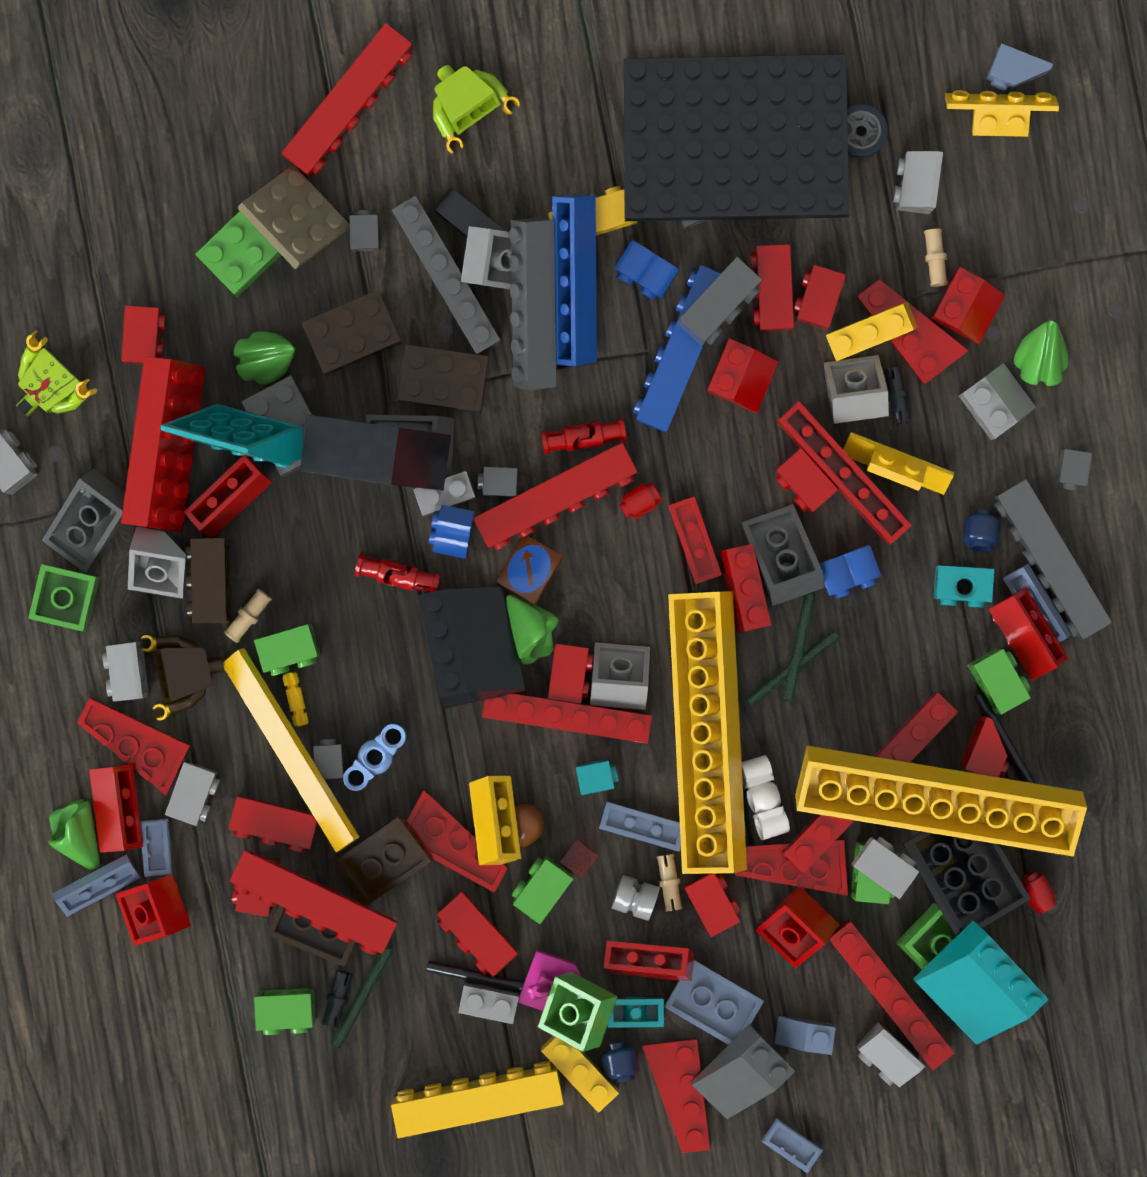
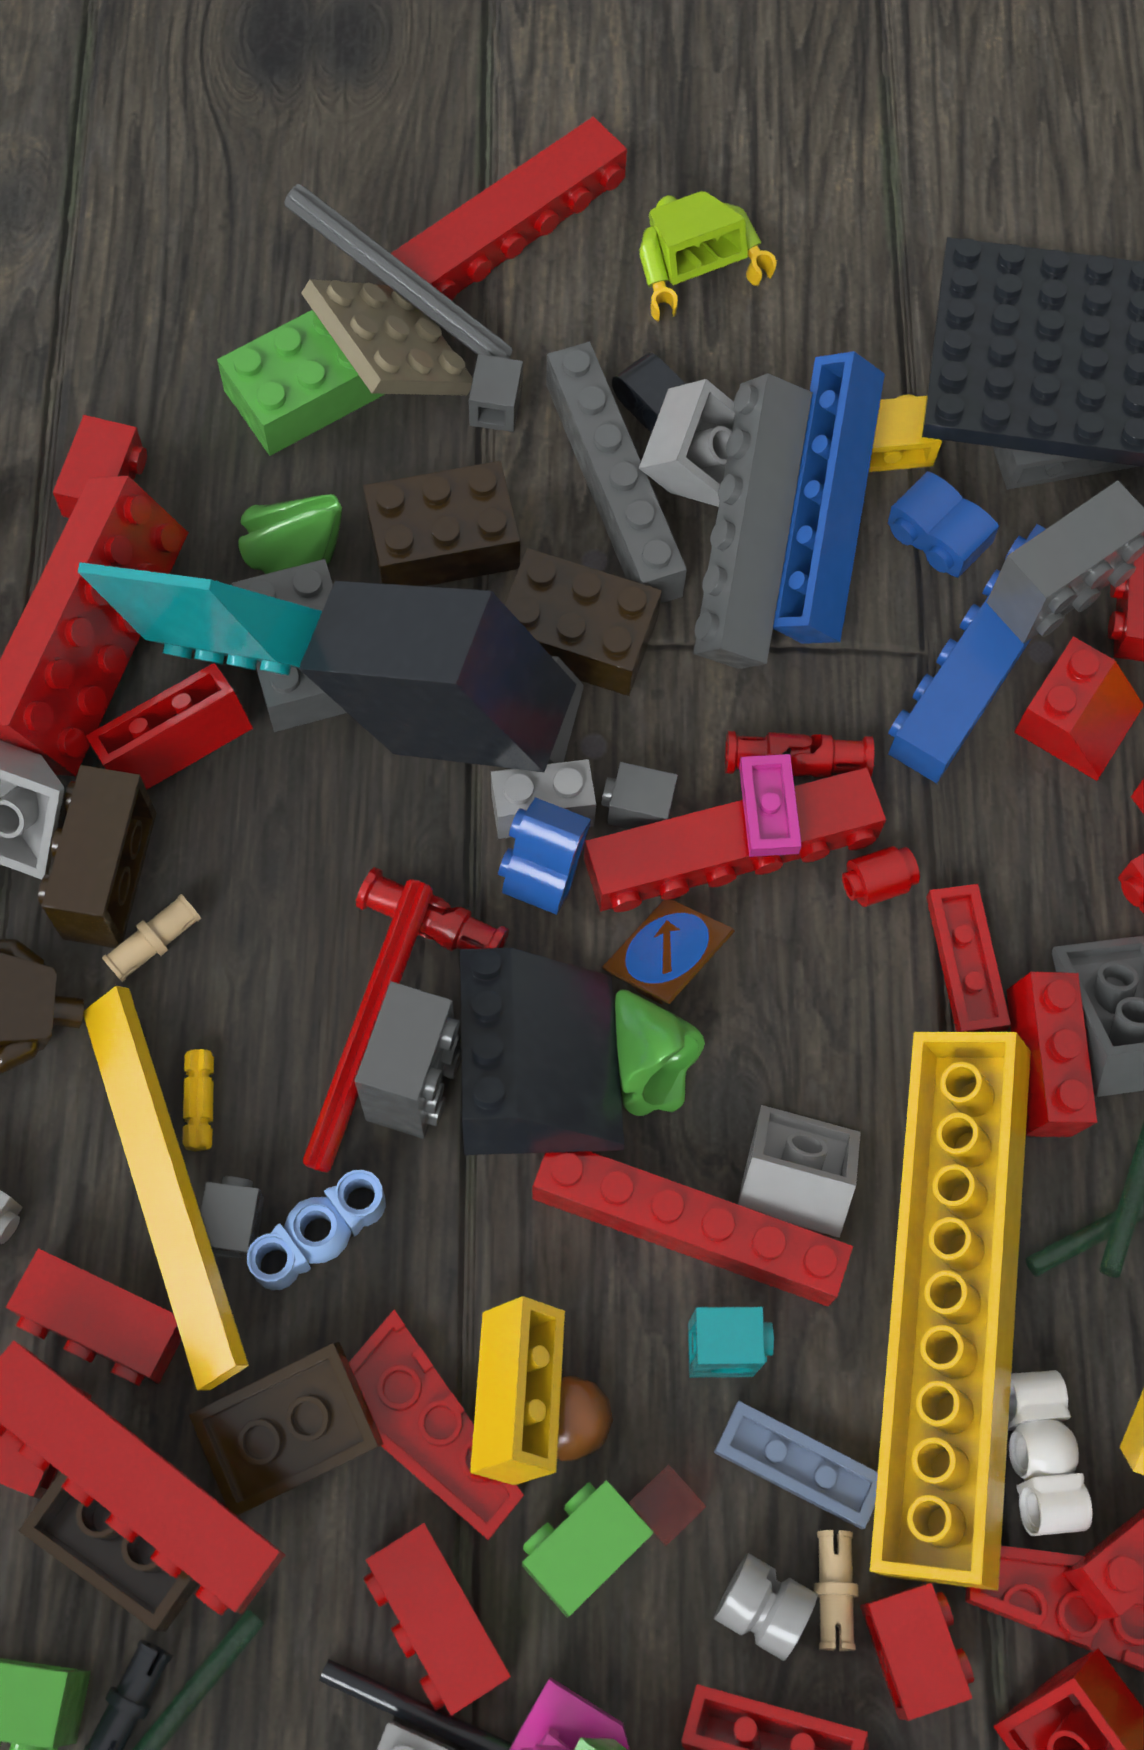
camera: 10 degrees right, 20 degrees down
(288, 648) = (204, 998): bright green brick -> none
(289, 173) = (394, 273): none -> dark grey axle
(377, 643) = (388, 967): none -> red axle
(404, 666) = (408, 1061): none -> dark grey brick
(569, 673) = (708, 1141): red brick -> none
(571, 480) = (770, 805): none -> dark pink plate

